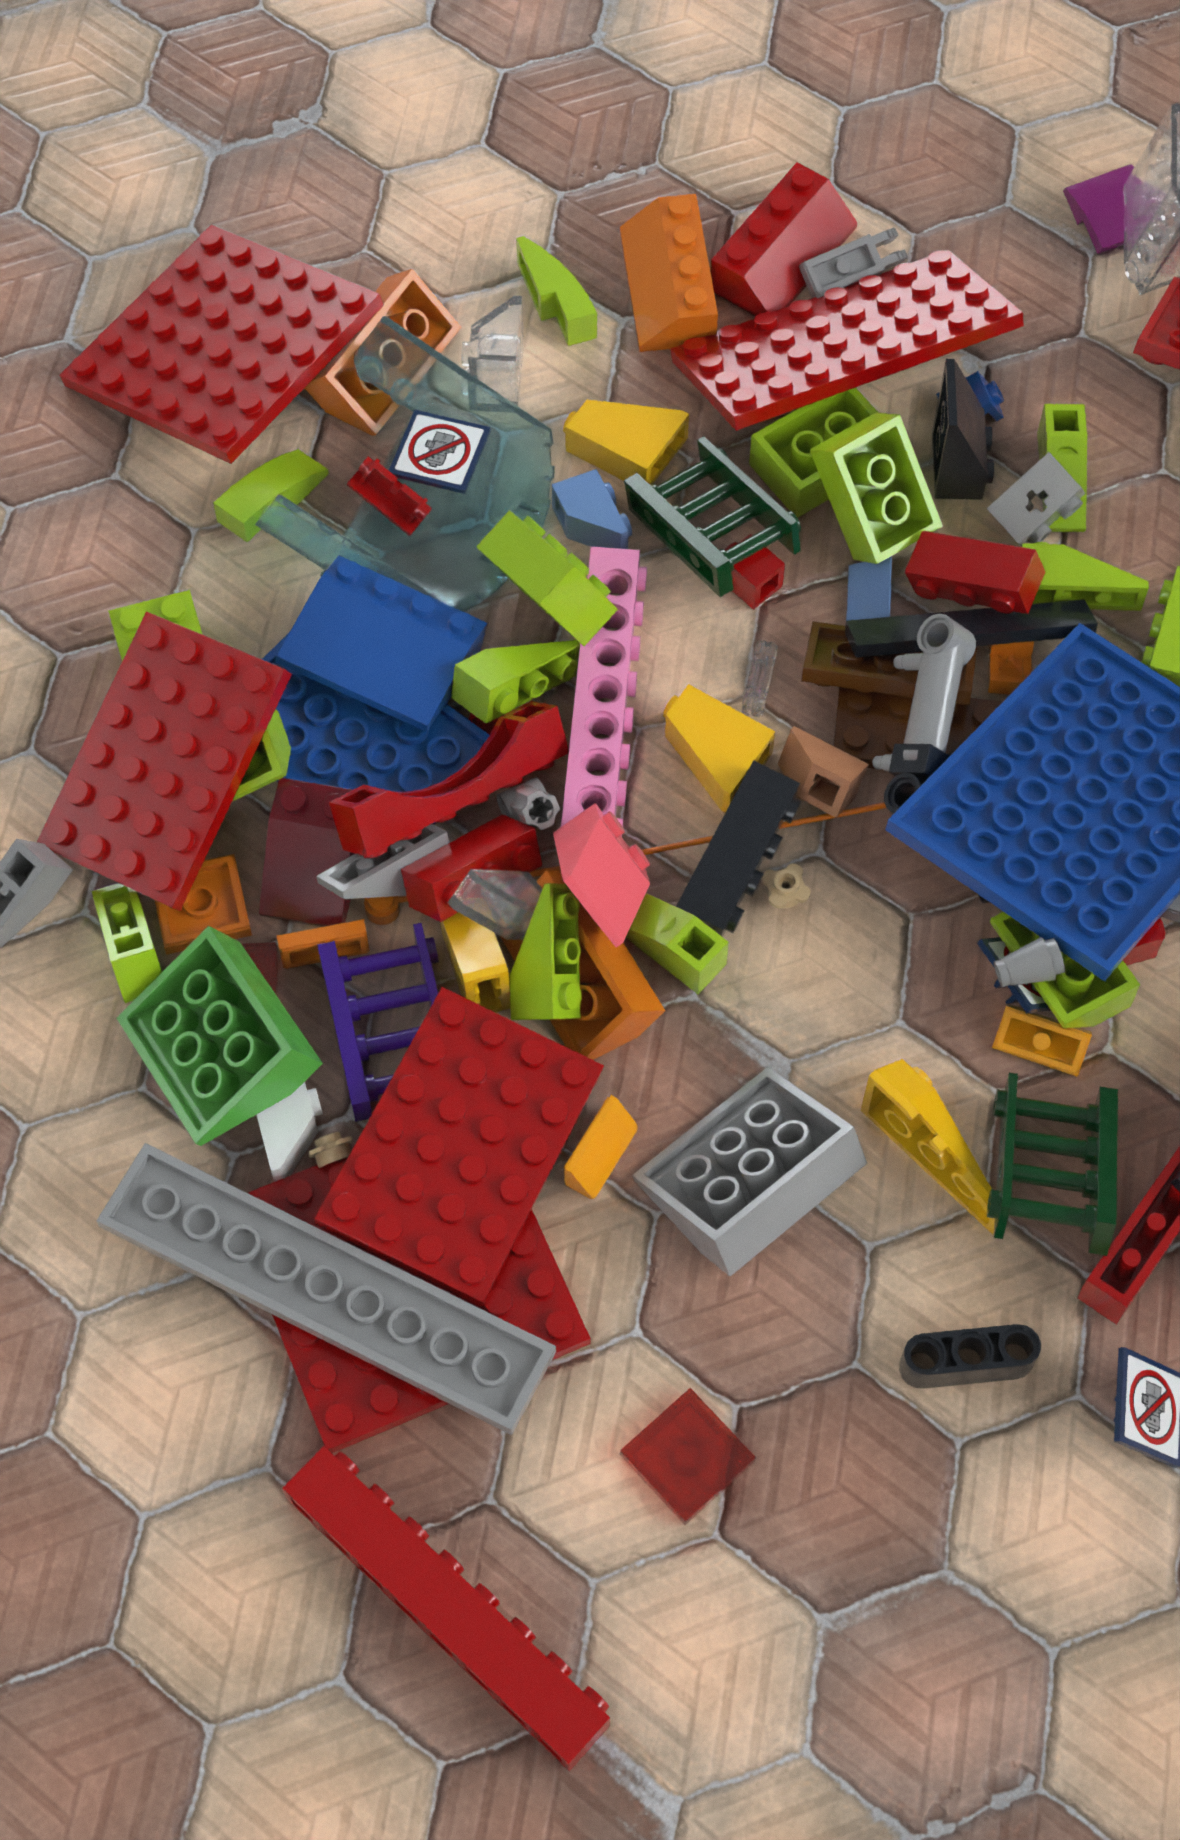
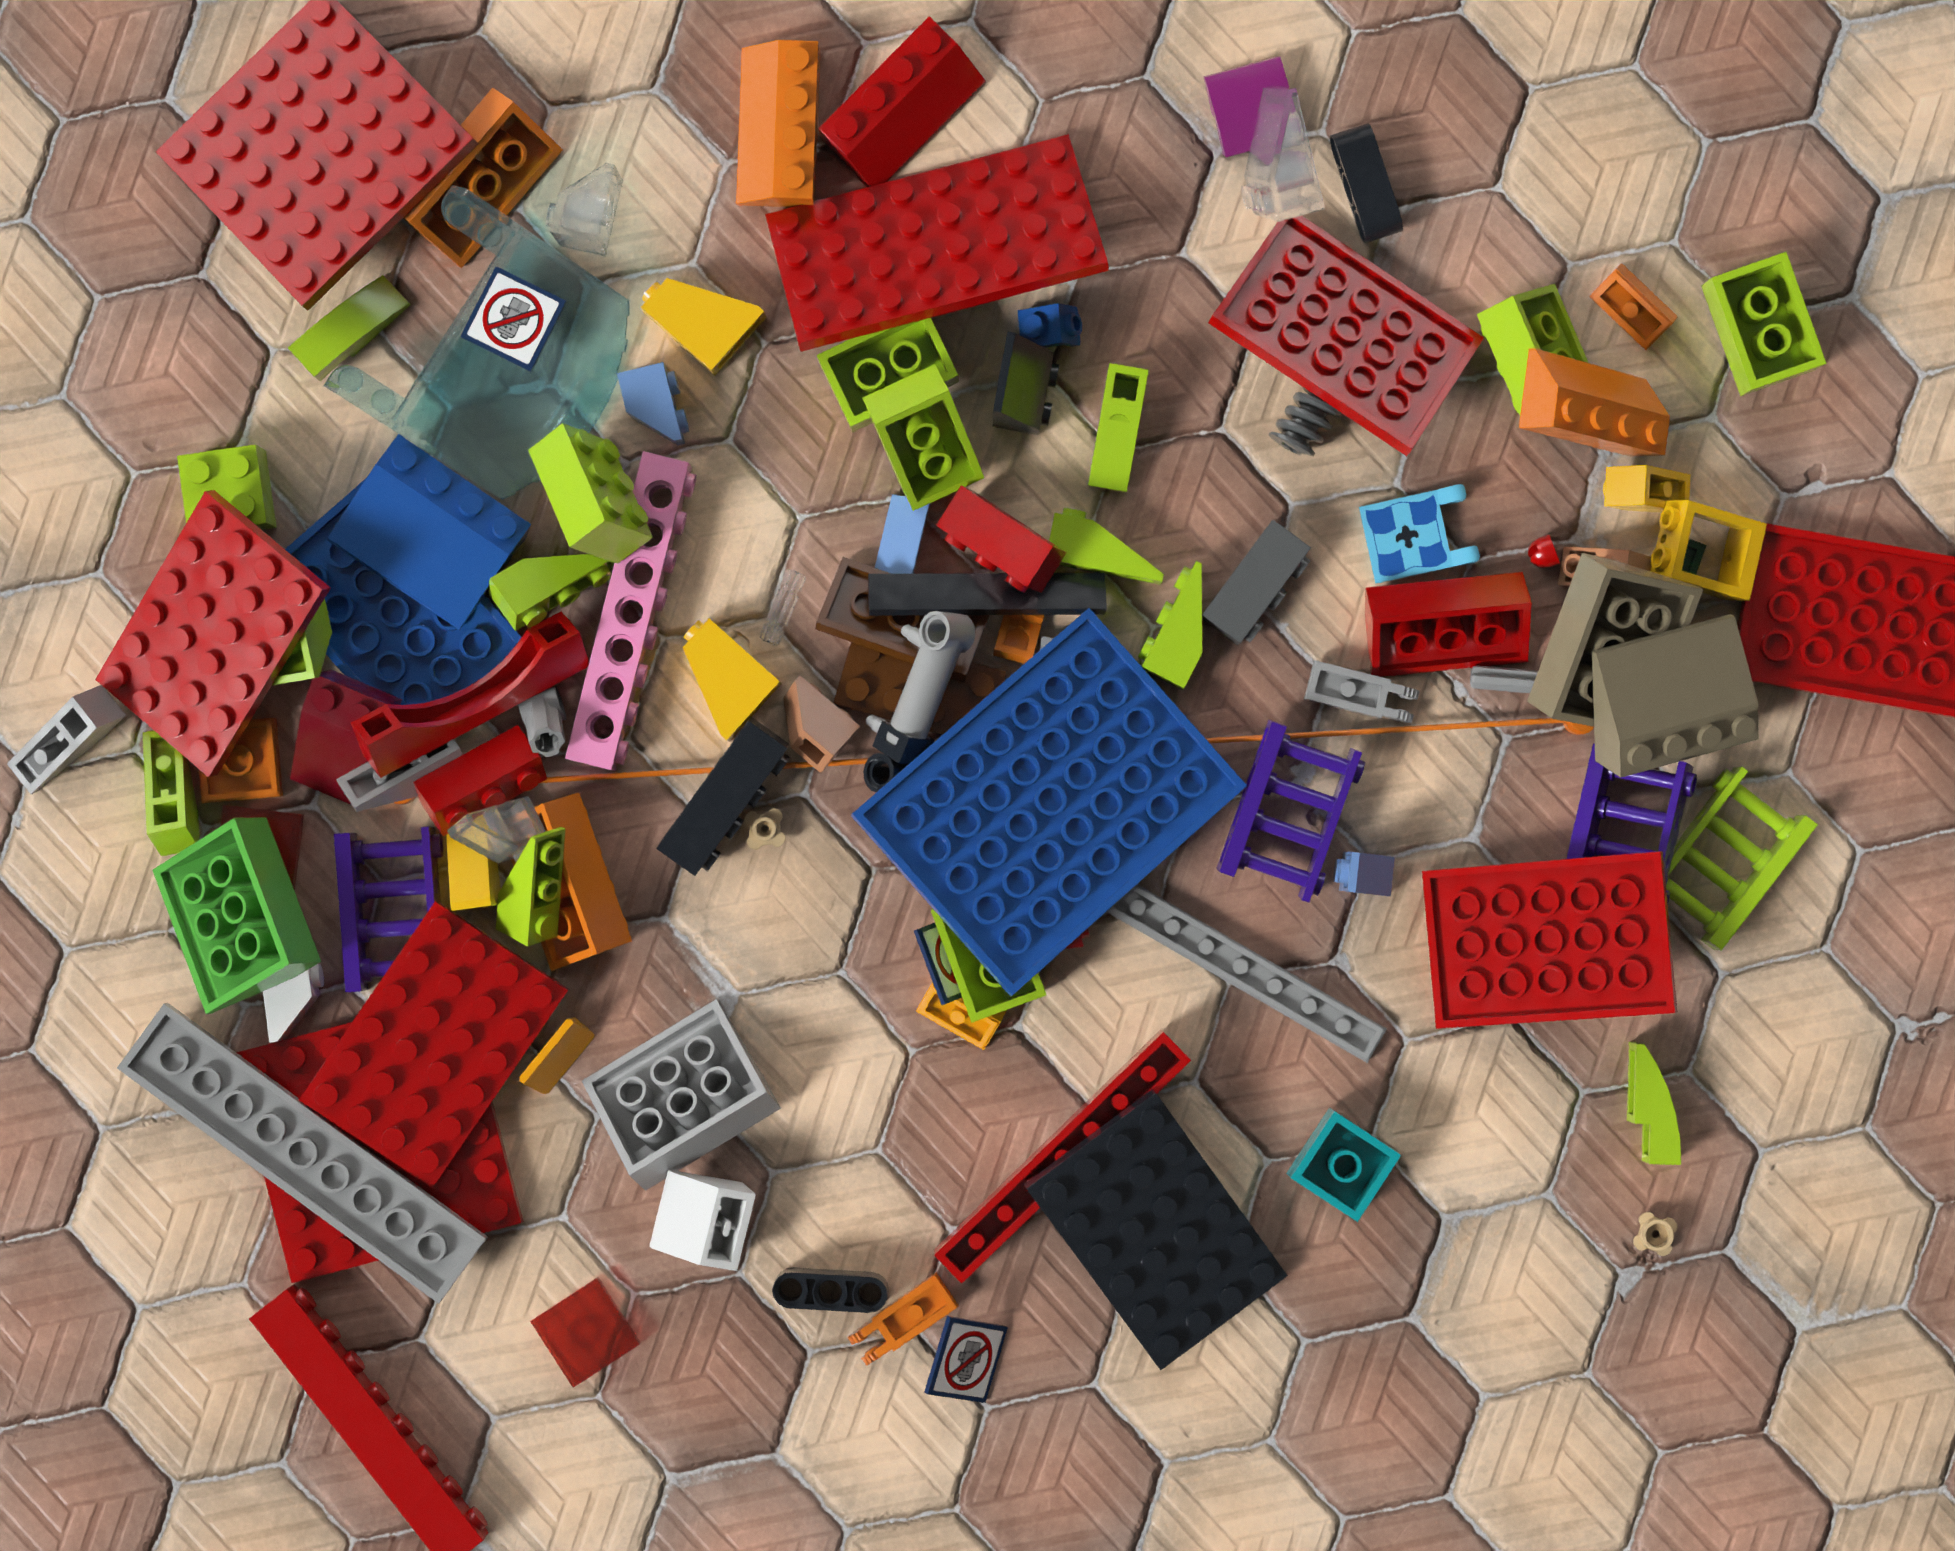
camera: 10 degrees right, 25 degrees up
(301, 947) = (337, 825): orange tile -> none
(331, 1149) = (326, 1022): tan plate -> none
(389, 495) = (460, 359): red hinge -> none
(556, 292) = (661, 130): lime slope -> none
(603, 870) = (589, 817): coral slope -> none
(678, 942) = (644, 865): lime slope -> none
(694, 544) = (743, 463): dark green fence -> none
(757, 576) = (794, 491): red brick -> none
(806, 1291) = (703, 1219): none -> white slope
(850, 263) = (965, 140): light grey hinge -> none
(915, 1118) = (831, 1074): yellow wedge -> none
(1031, 963) = (950, 968): light grey cone -> none
(1043, 479) = (1059, 474): light grey brick -> none
(1064, 1376) = (907, 1317): none -> orange hinge
(1099, 1151) = (960, 1172): dark green fence -> none

